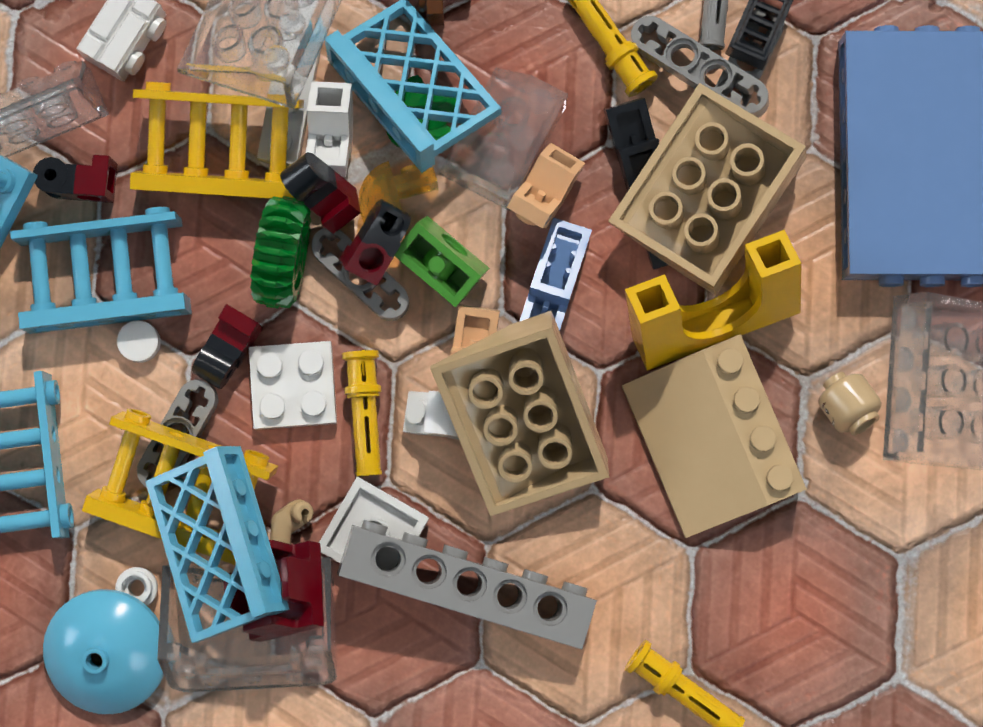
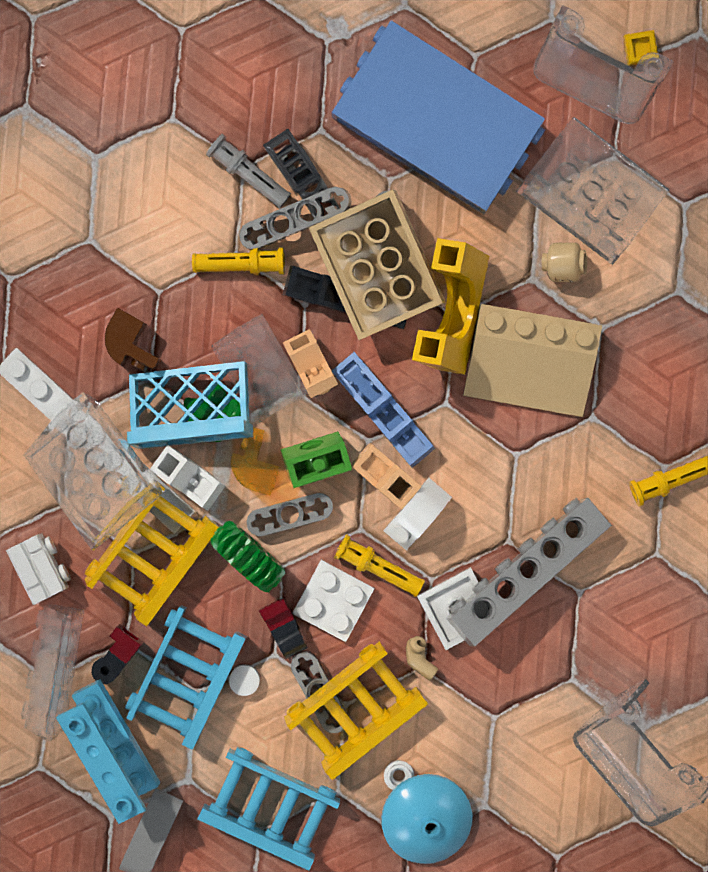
camera: 60 degrees left, 5 degrees up
(232, 659) = (468, 721): clear windscreen -> none
(241, 533) = (408, 686): medium azure fence -> none
(301, 587) = (458, 689): dark red panel -> none
(322, 191) = (227, 506): leg -> none
(376, 242) = (281, 493): leg -> none
(521, 415) = (446, 471): tan slope -> none

